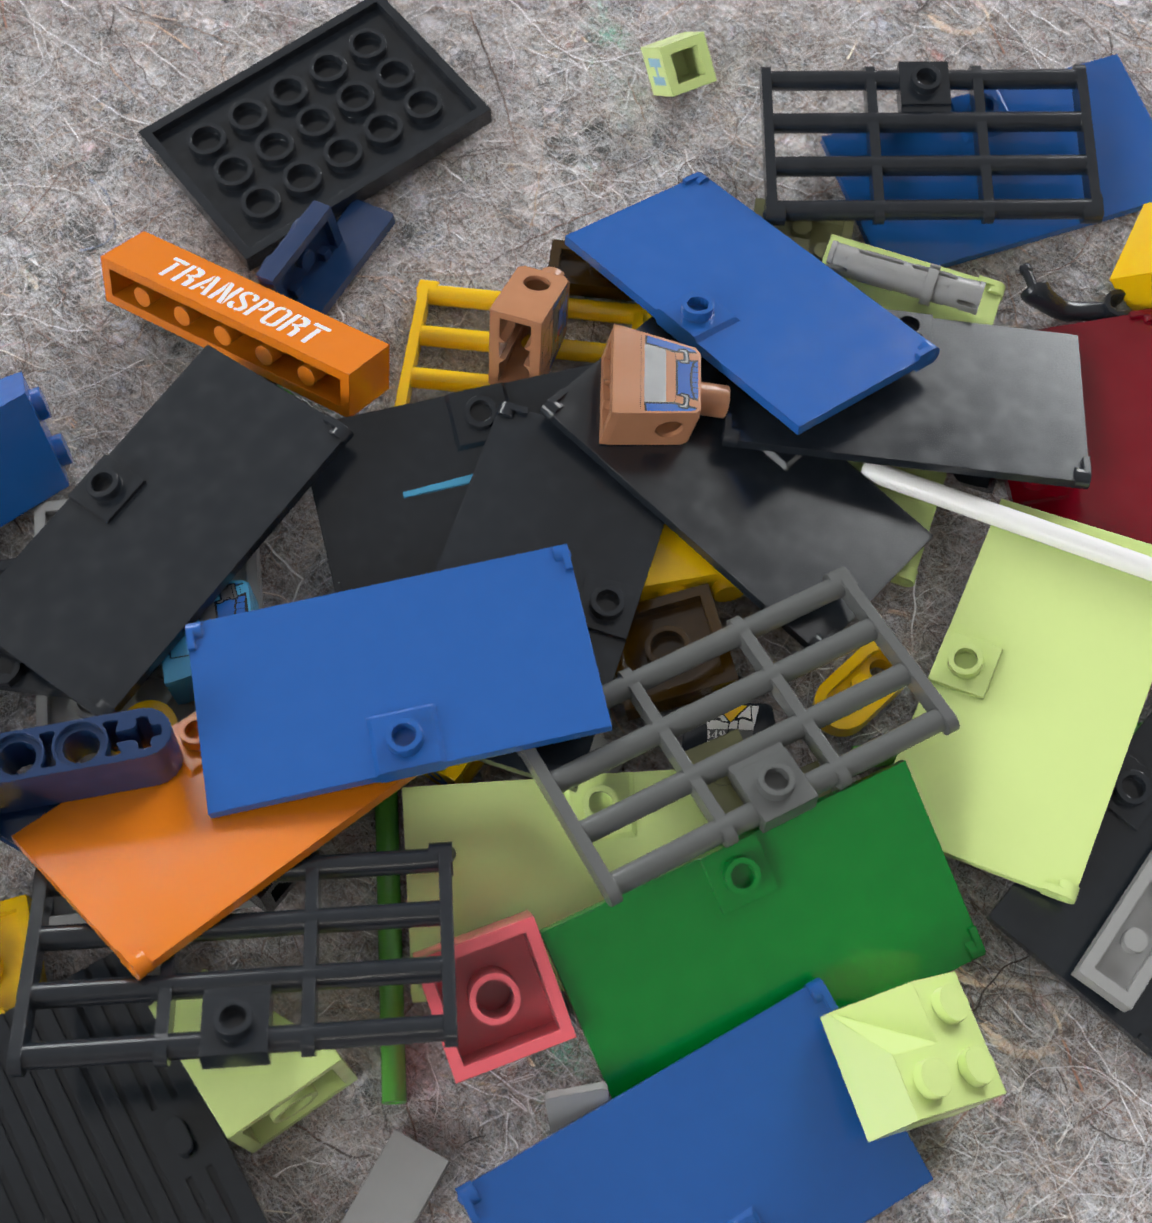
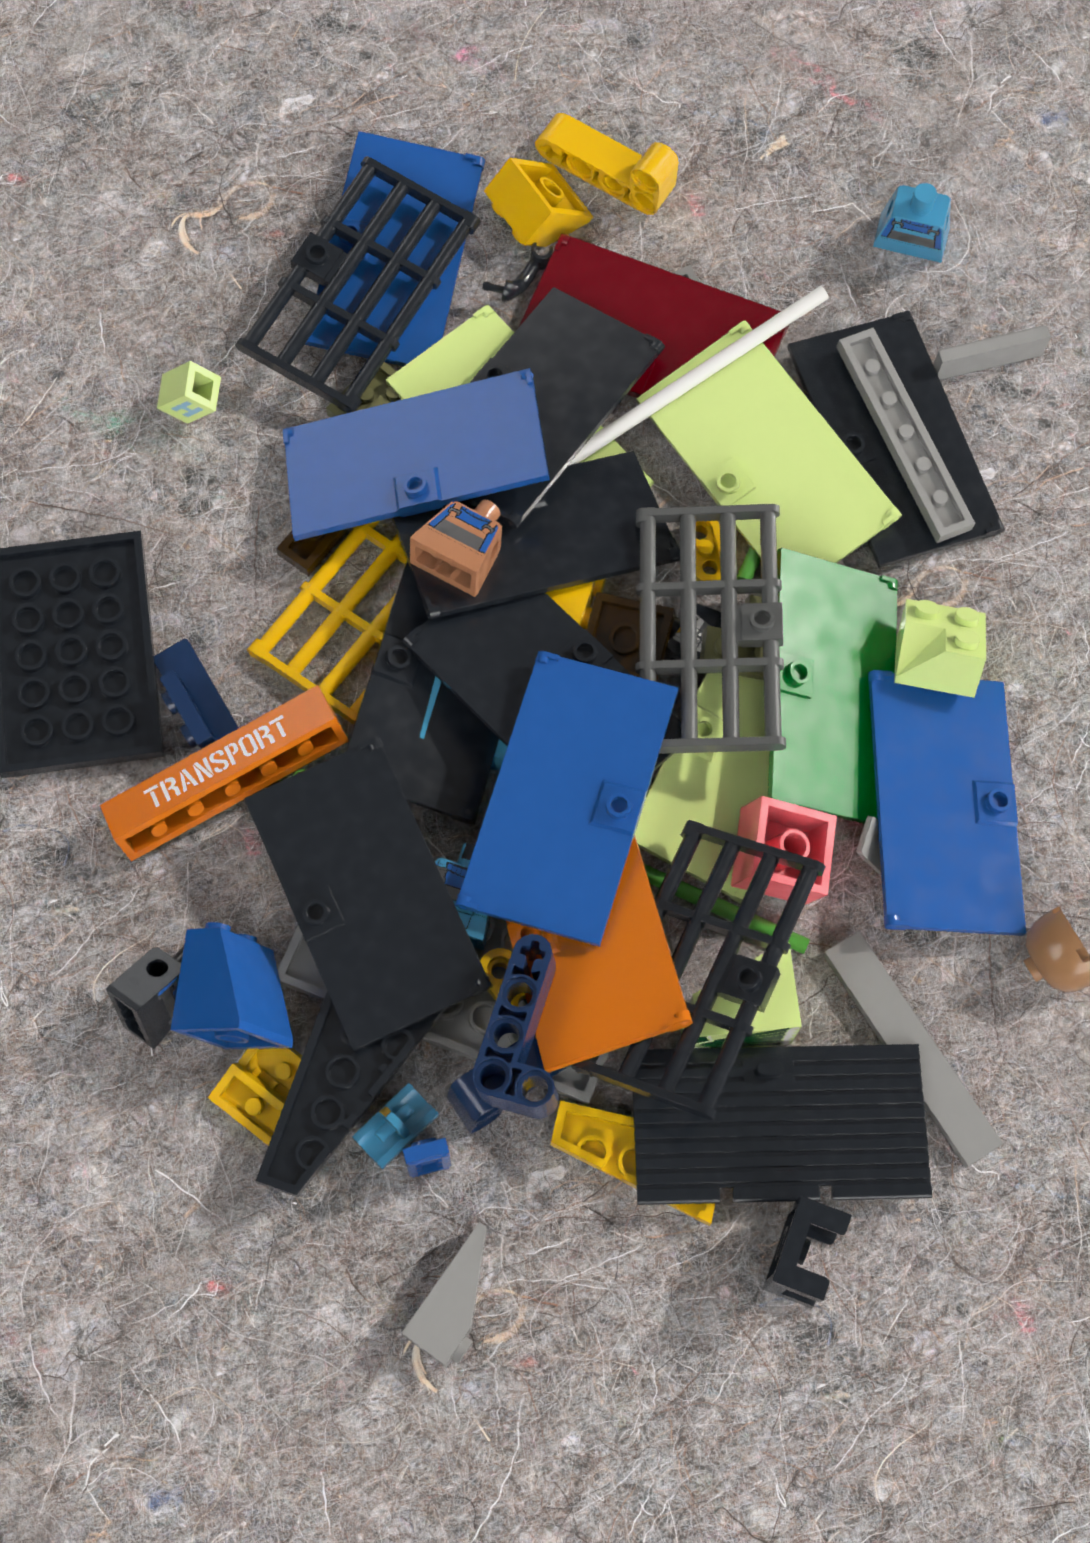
camera: 65 degrees left, 5 degrees up
(528, 304) = (343, 583): nougat torso -> none
(911, 279) = (463, 348): light grey pin -> none

